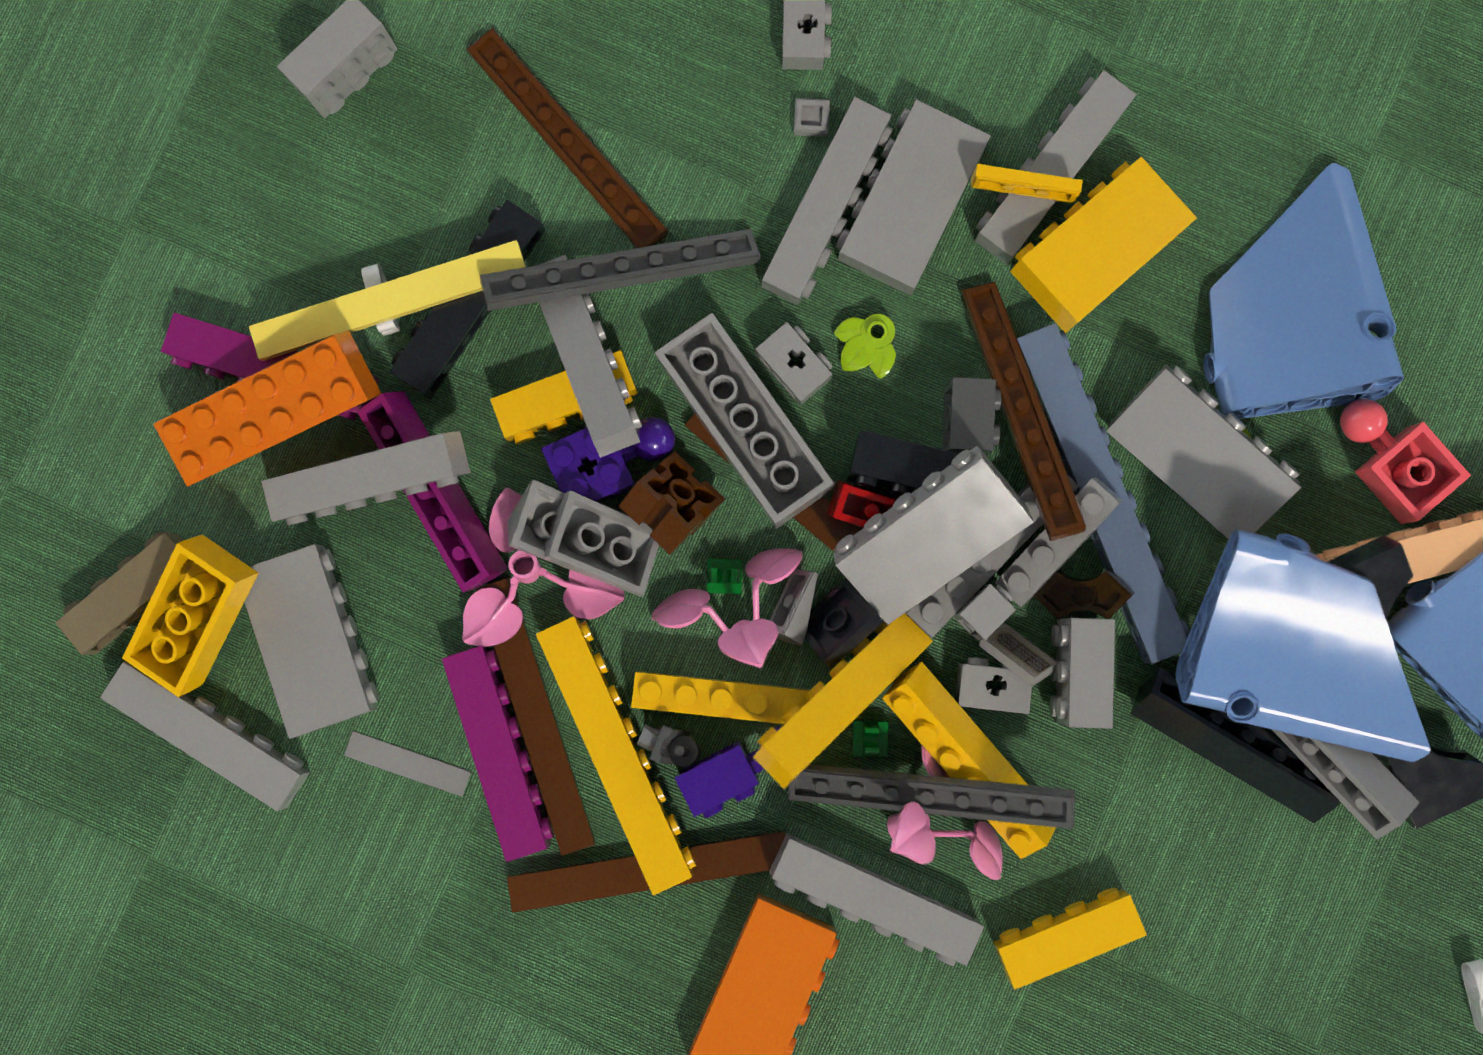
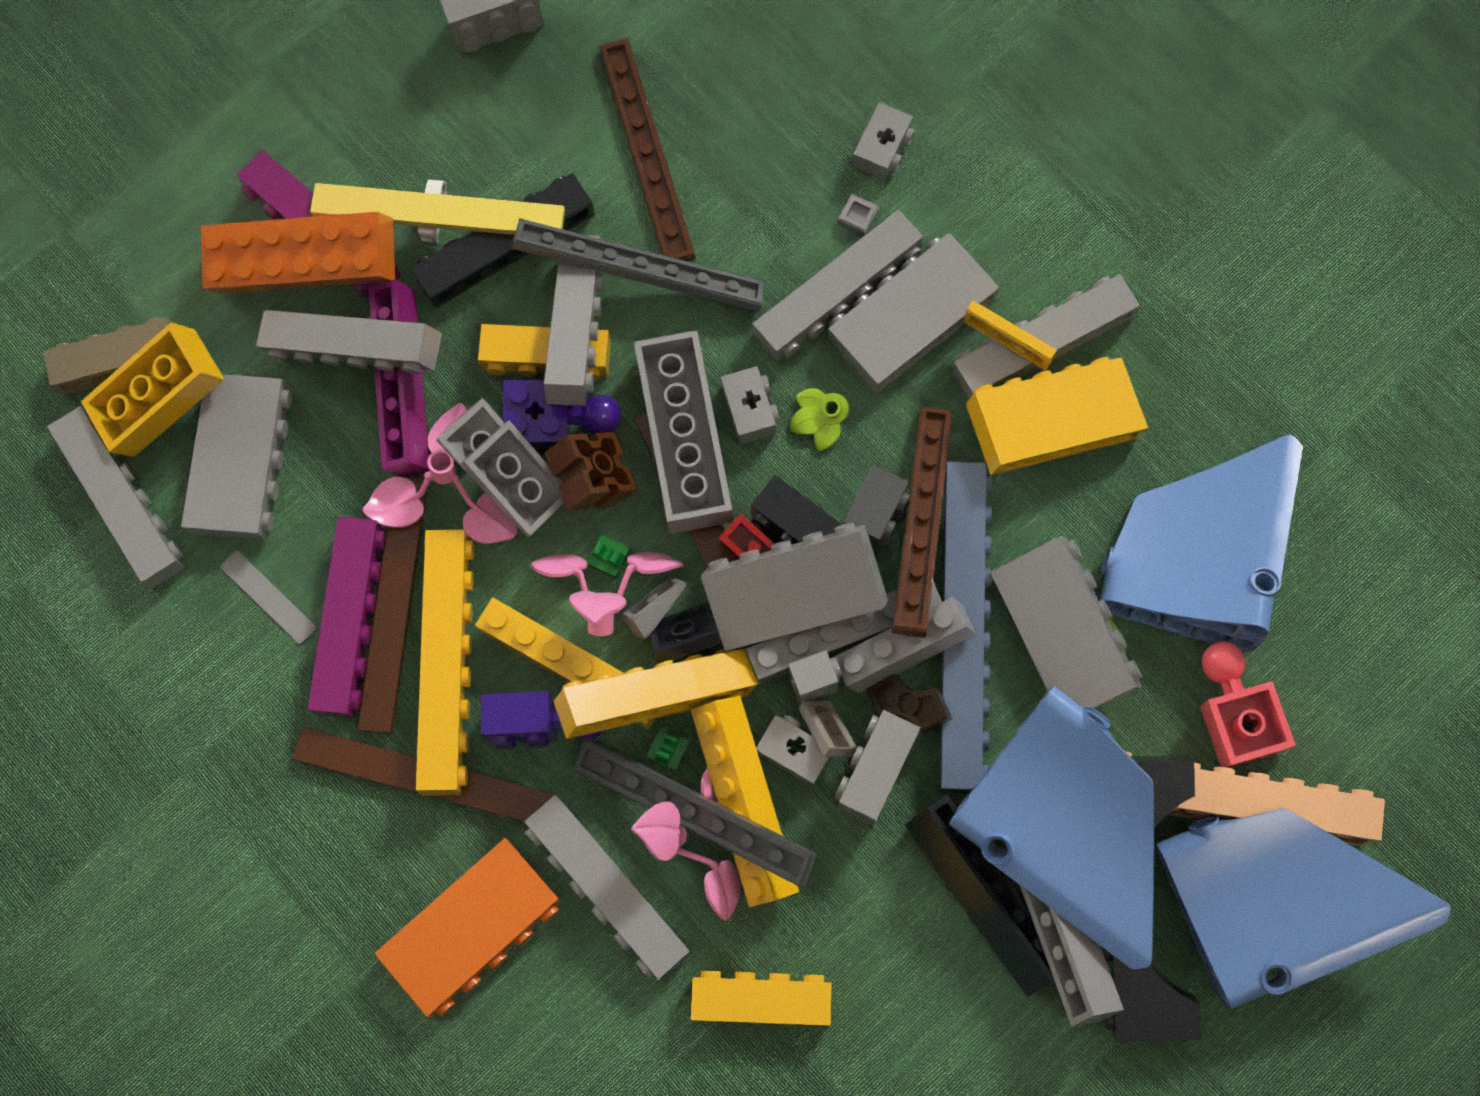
camera: 25 degrees right, 10 degrees down
(670, 745) = (491, 671): dark grey hips -> none

